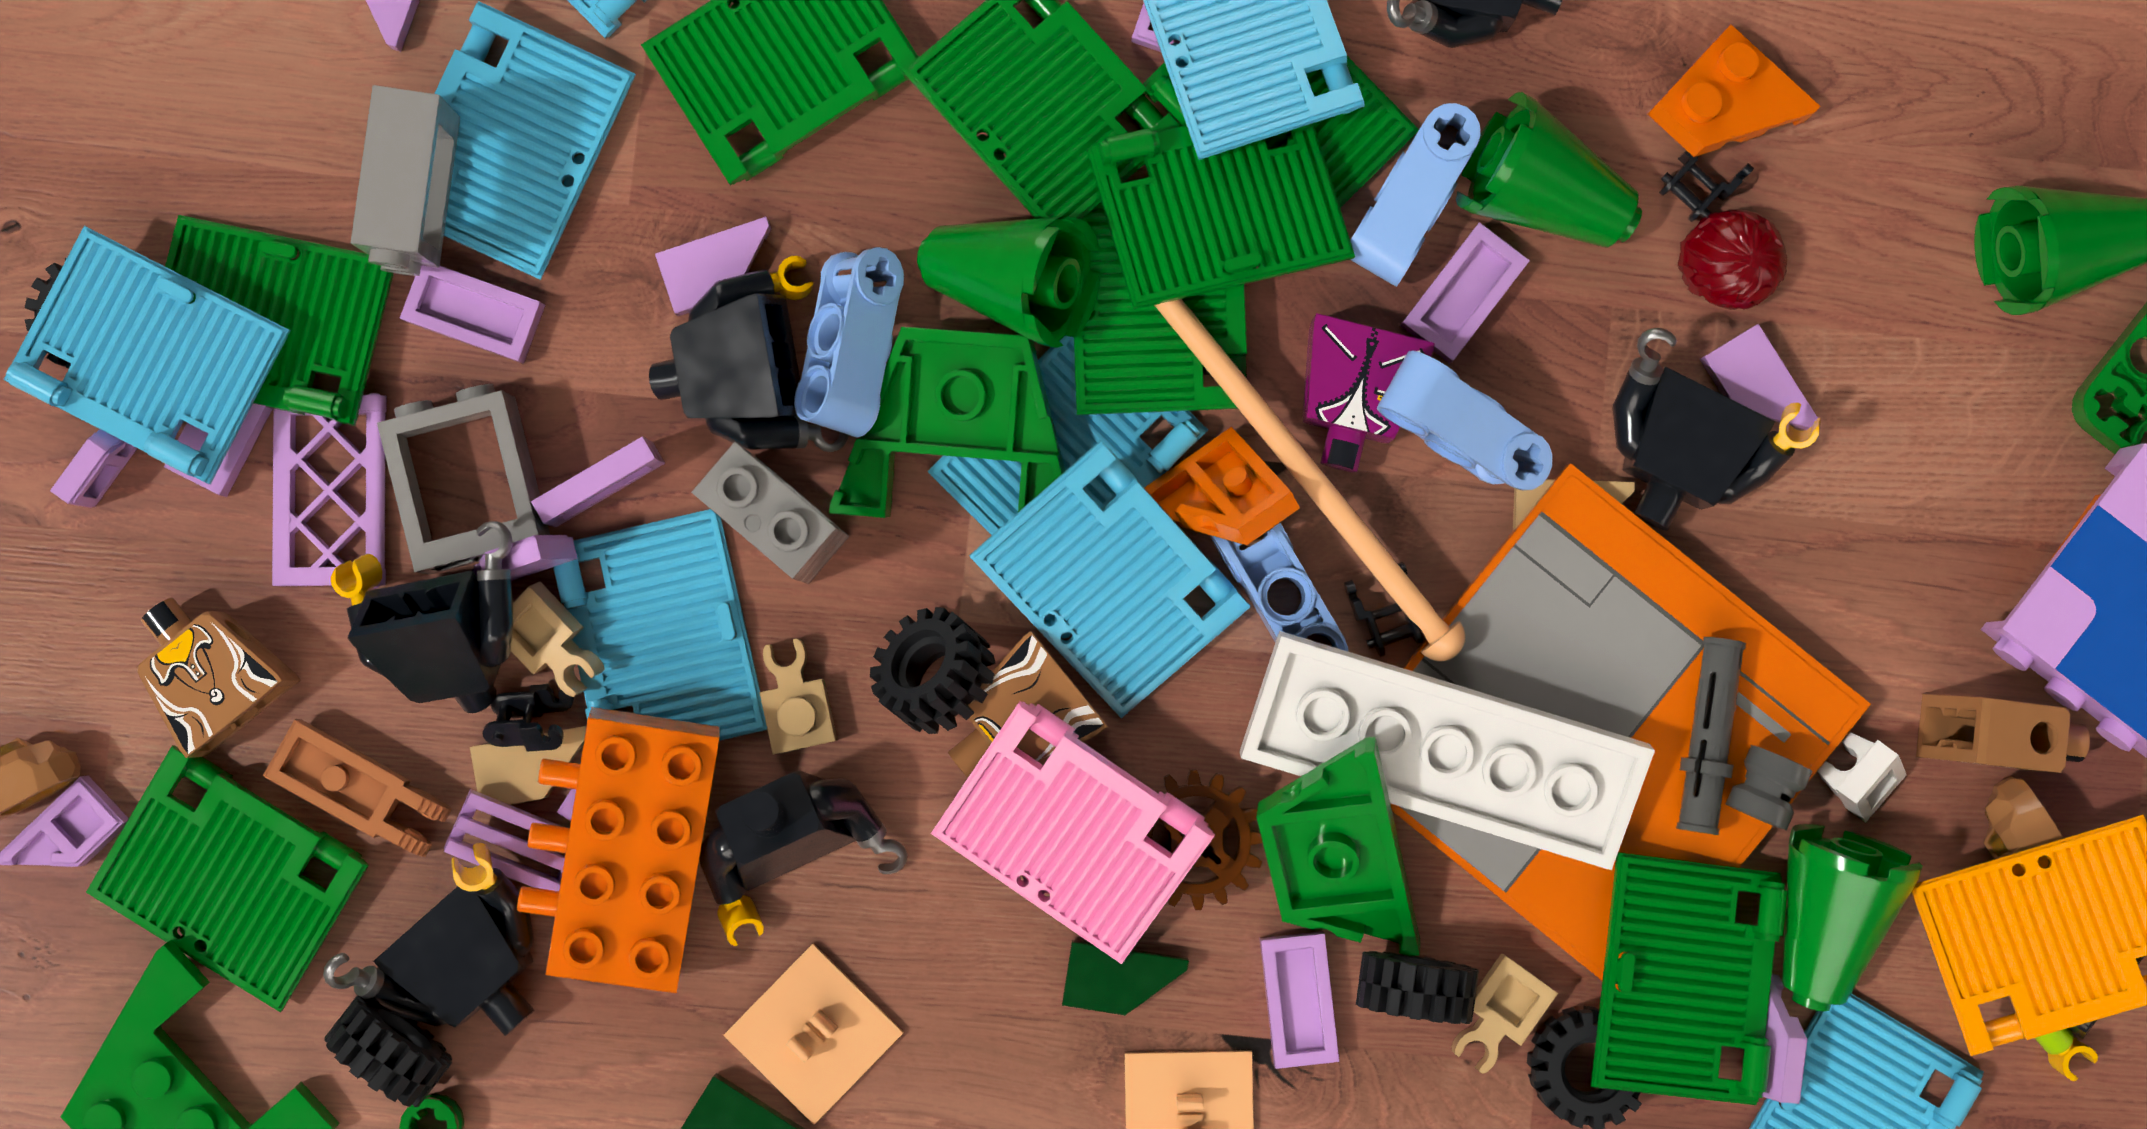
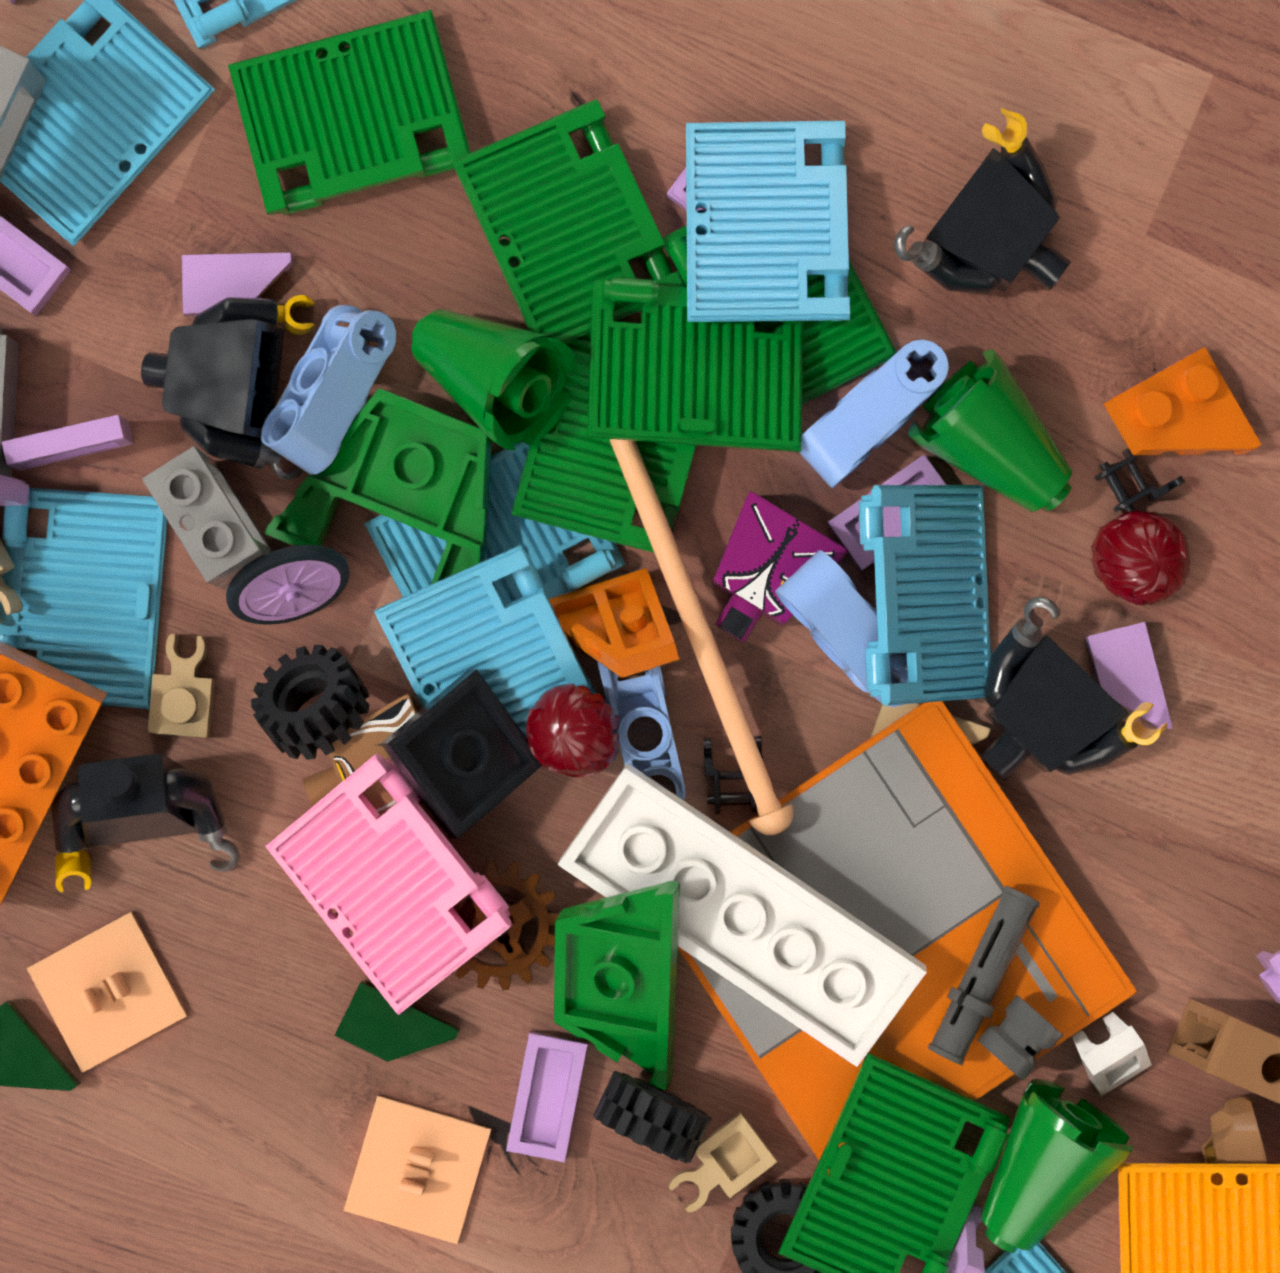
camera: 15 degrees right, 0 degrees up
(870, 557) = (287, 584): none -> lavender wheel
(1106, 674) = (462, 753): none -> black plate
(1212, 616) = (573, 731): none -> dark red hair
(1532, 361) = (929, 592): none -> medium azure window

